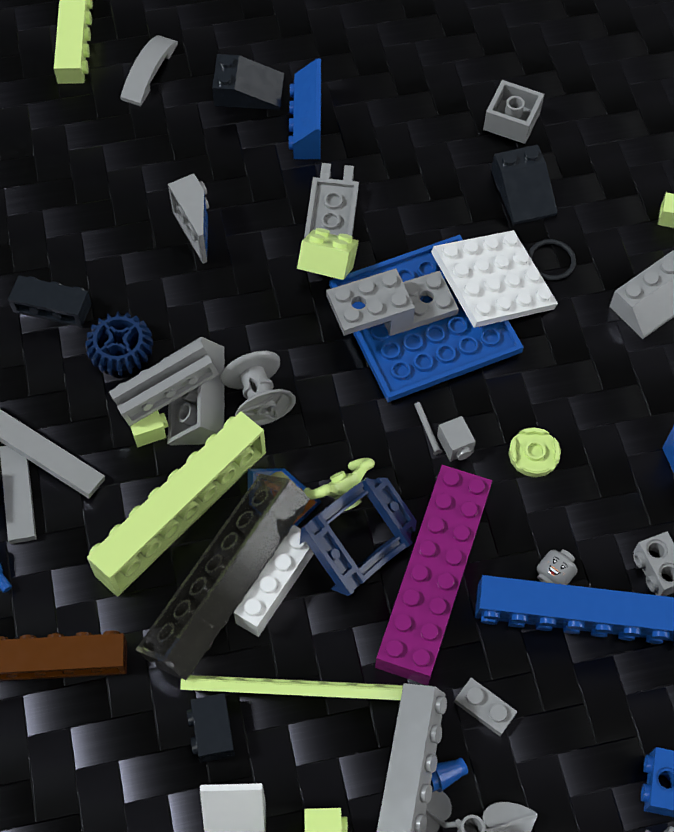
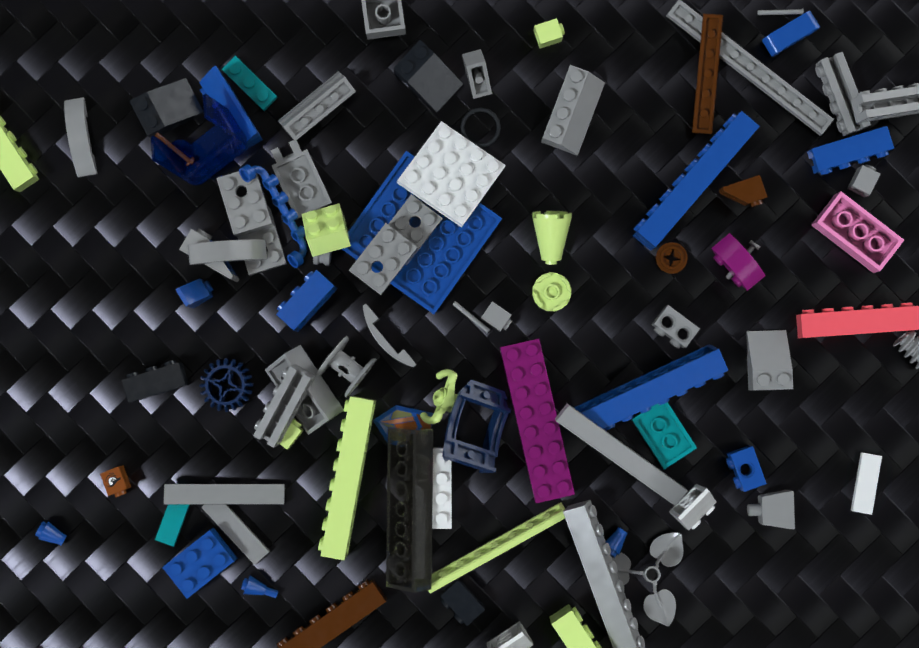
camera: 25 degrees left, 25 degrees up
(153, 241) = (195, 293): none -> blue slope
(217, 210) = (227, 251): none -> light grey slope
(235, 134) = (189, 160): none -> reddish brown piece
(244, 139) = (210, 151): none -> clear blue windscreen
(258, 211) = (251, 219): none -> light grey bracket
(261, 307) = (306, 300): none -> blue brick
(299, 204) = (248, 173): none -> blue bar
(307, 281) = (324, 258): none -> light grey wheel
(322, 418) = (371, 319): none -> light grey slope
(341, 107) = (249, 83): none -> teal plate
(395, 150) = (316, 106): none -> light grey brick
(485, 706) = (615, 485): light grey plate -> none
(517, 662) = (620, 454): none -> light grey tile
(557, 567) = (611, 371): light grey head -> none
(571, 387) = (551, 234): none -> yellowish green cone
(574, 783) = (693, 507): none -> white slope
(578, 209) = (477, 73): none -> light grey slope
(582, 679) = (664, 434): none -> teal plate

